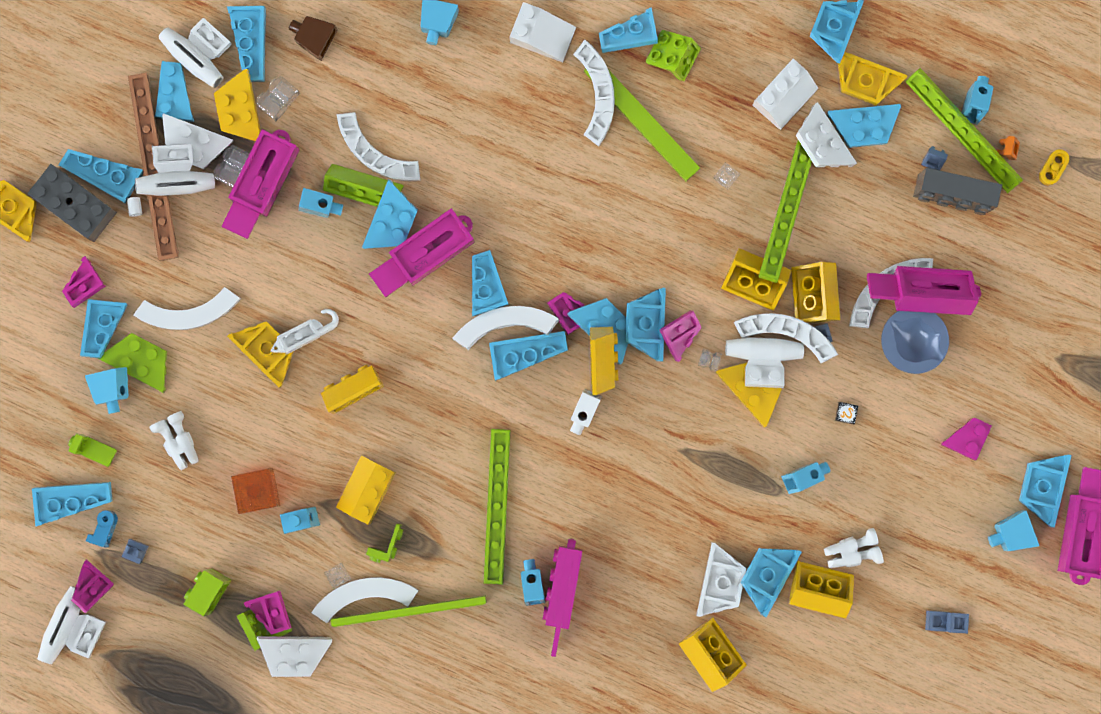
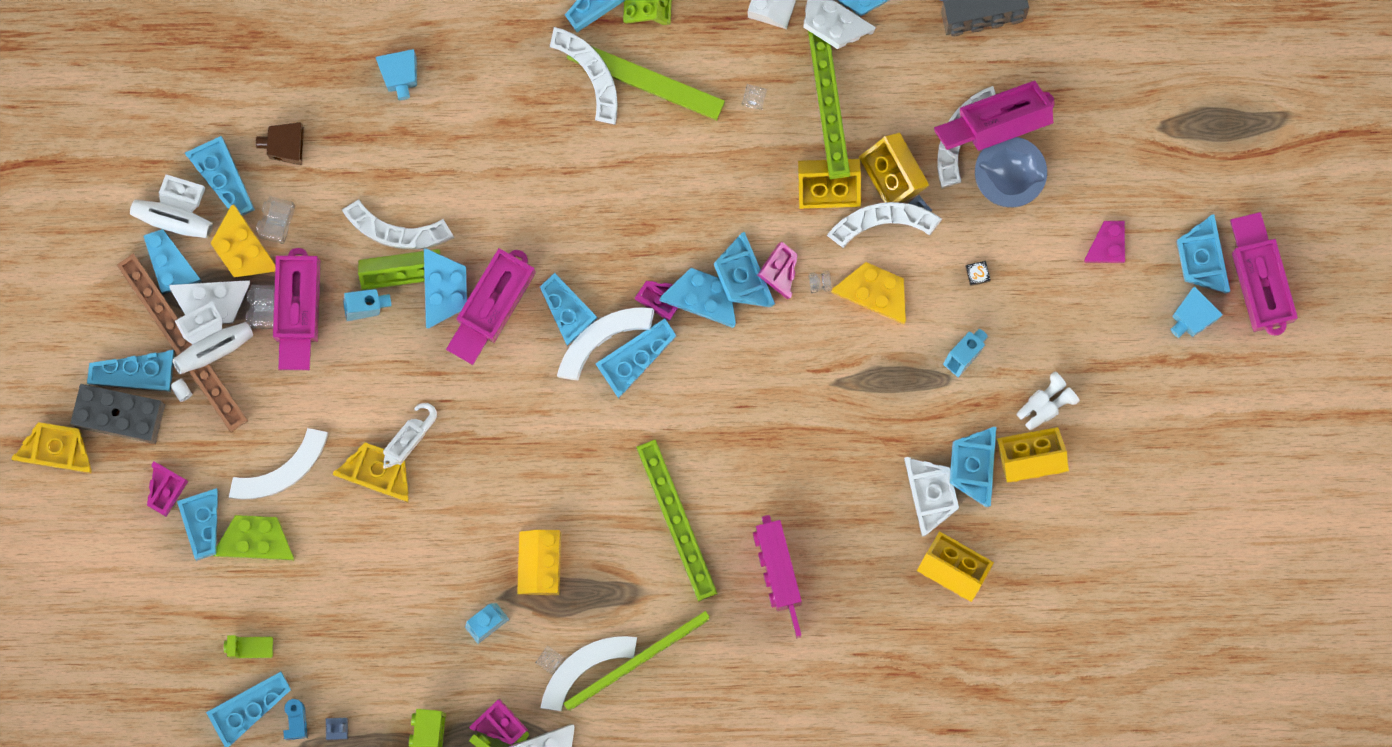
camera: 20 degrees left, 5 degrees down
(109, 387) = (238, 577): medium azure torso -> none
(176, 446) = (333, 603): white piece -> none
(255, 491) = (430, 613): clear orange brick -> none
(351, 389) = (480, 469): yellow slope -> none
(377, 555) = (580, 621): lime bracket -> none
(534, 591) = (749, 584): medium azure torso -> none
(542, 32) = (508, 39): white slope -> none
(587, 403) = (720, 377): white torso -> none
(603, 359) = (715, 327): yellow slope -> none
(764, 358) = (873, 256): white plate -> none
(947, 622) = (1169, 430): sand blue slope -> none

